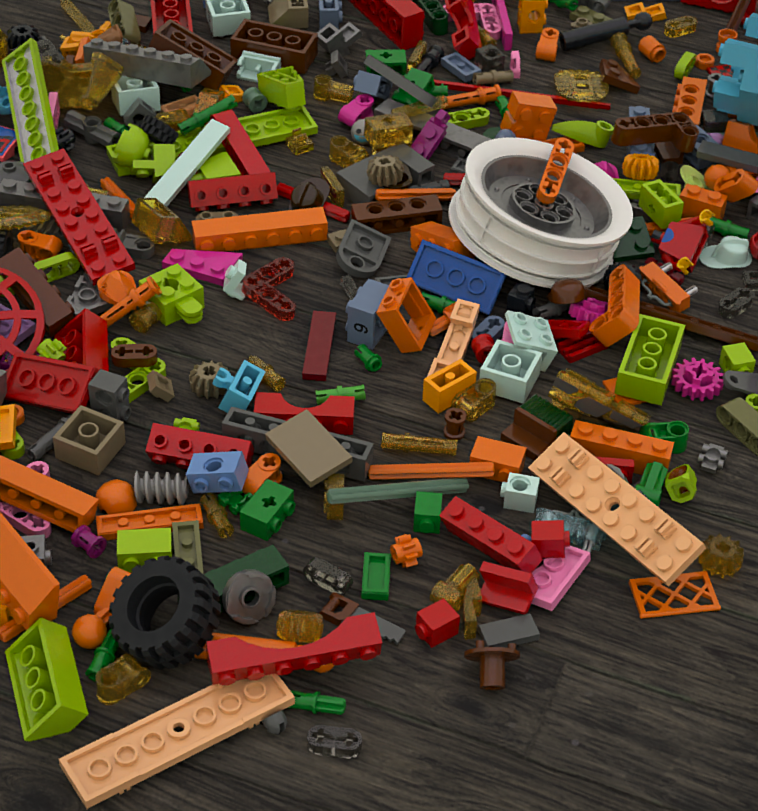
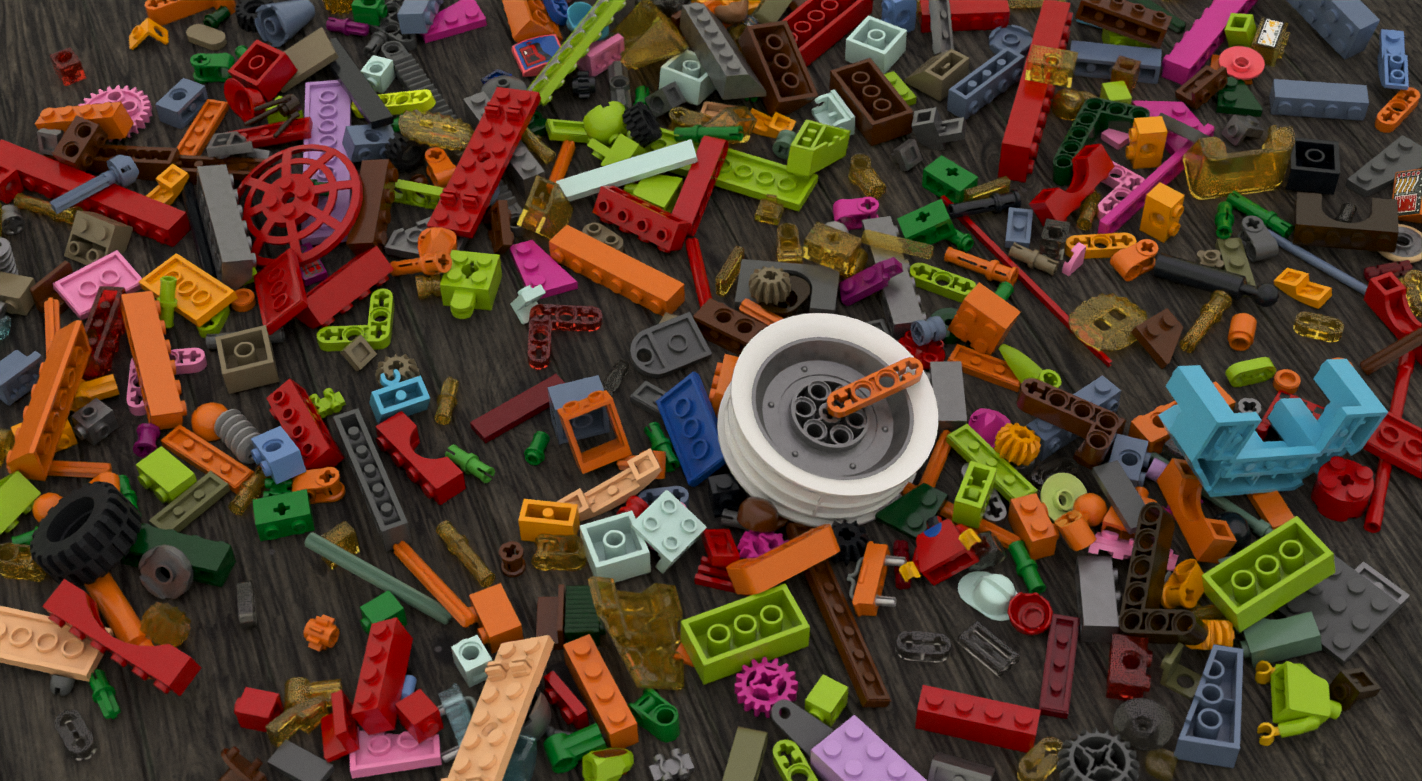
camera: 50 degrees right, 5 degrees up
(52, 349) = (316, 267): lime gear -> none
(97, 171) = (566, 130): none -> lime tile
(110, 395) = (300, 335): dark grey brick -> none
(134, 355) = (374, 309): reddish brown beam -> none
(145, 251) = (499, 220): none -> reddish brown wing
(308, 448) = (354, 487): dark tan tile -> none
(309, 194) = (695, 267): dark brown piece -> none
(372, 84) = (895, 194): sand blue brick -> none
(376, 576) = (281, 635): green tile -> none
(387, 629) = (224, 659): piece -> none
(400, 81) = (908, 206): dark grey beam -> none
(524, 44) = (1117, 239): none -> light orange beam

